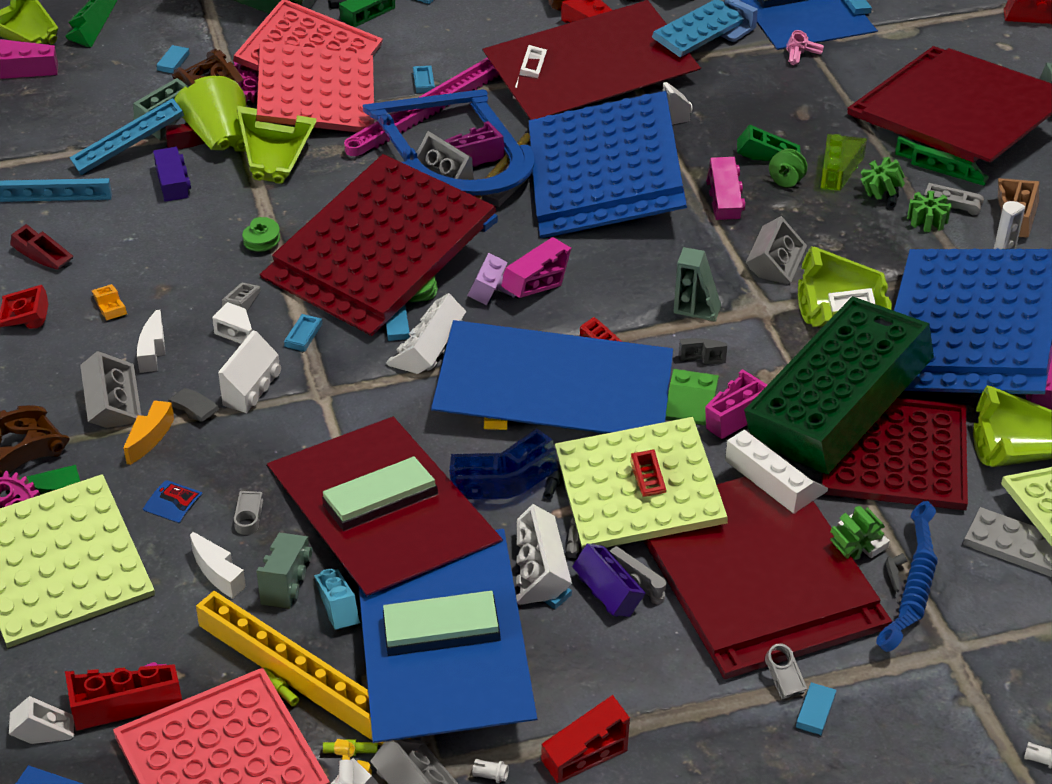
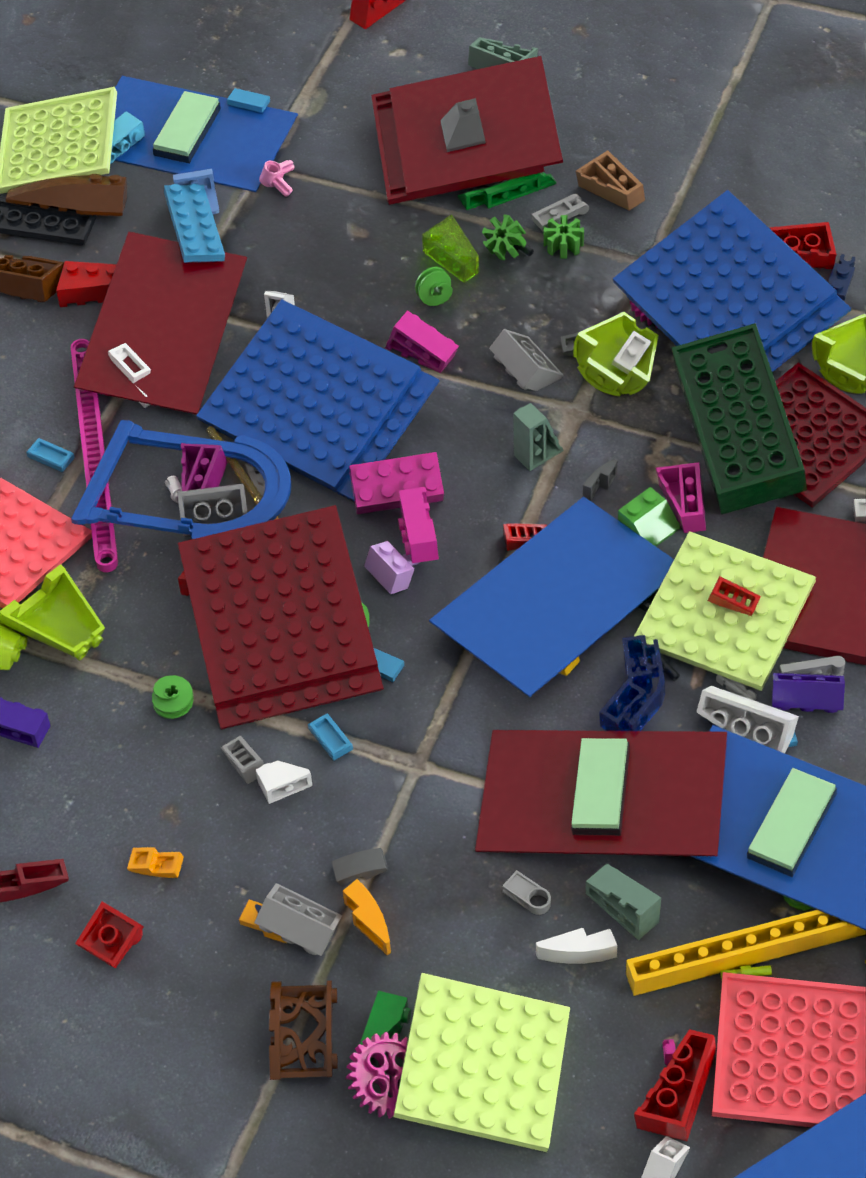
camera: 50 degrees left, 10 degrees up
(151, 343) = (250, 856): white slope -> none
(171, 501) = (464, 943): sticker -> none
(248, 373) = (366, 803): white slope -> none
(337, 598) = (686, 881): medium azure slope -> none
(360, 747) = (845, 957): lime bar -> none
(428, 337) = (425, 650): white wedge -> none
(589, 245) = (378, 482): none -> dark pink brick
(761, 144) = (388, 282): green slope -> none
(771, 472) = (785, 521): white wedge -> none
(956, 95) = (462, 126): none -> dark grey slope
(1009, 225) = (666, 210): white brick -> none

